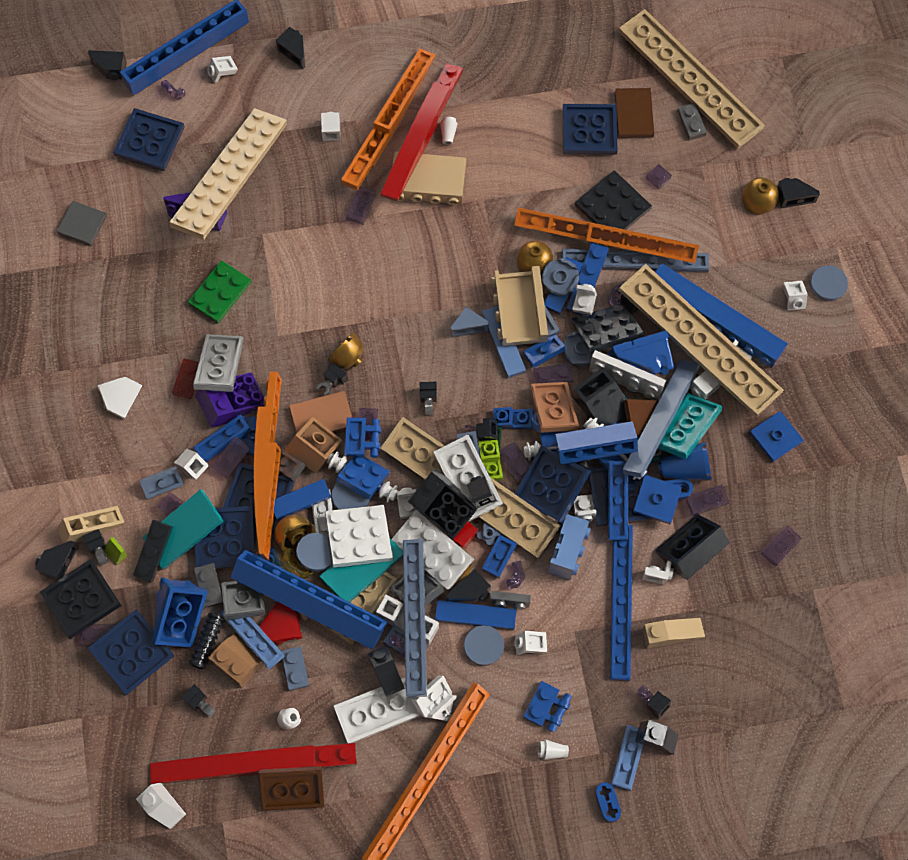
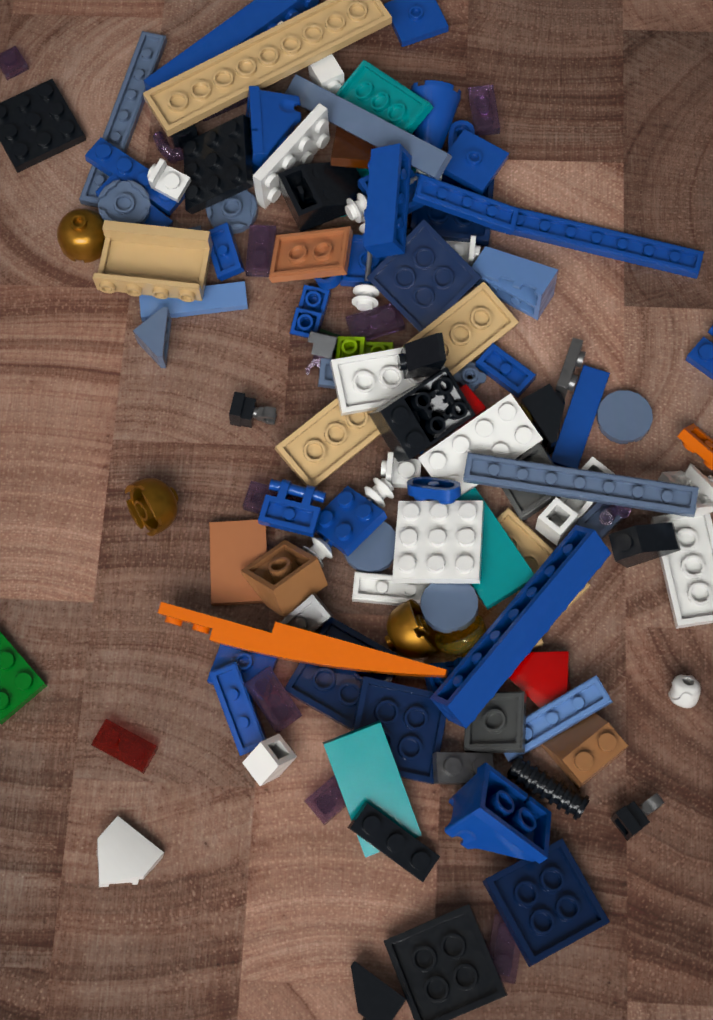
camera: 70 degrees left, 0 degrees up
(76, 526) = (327, 935): tan slope -> none
(95, 544) = (359, 931): black piece -> none
(115, 551) = (378, 903): lime slope -> none
(161, 482) = (285, 812): sand blue plate -> none
(218, 363) = (119, 687): light grey tile -> none
(224, 406) = (177, 687): dark purple slope -> none
(295, 668) = (612, 669): sand blue plate -> none
(301, 499) = (364, 608): blue tile -> none
(333, 376) = (182, 533): black piece -> none
(394, 524) = (439, 489): none -> blue plate
(518, 576) = (535, 352): clear purple arm -> none
(530, 642) = (633, 358): white bracket -> none
(606, 235) = (79, 138): orange slope -> none
(656, 575) = (572, 186): white bracket -> none
(672, 632) = (651, 192): tan slope -> none
(693, 546) = (542, 140): black slope -> none
(781, 546) = (562, 45): clear purple plate -> none

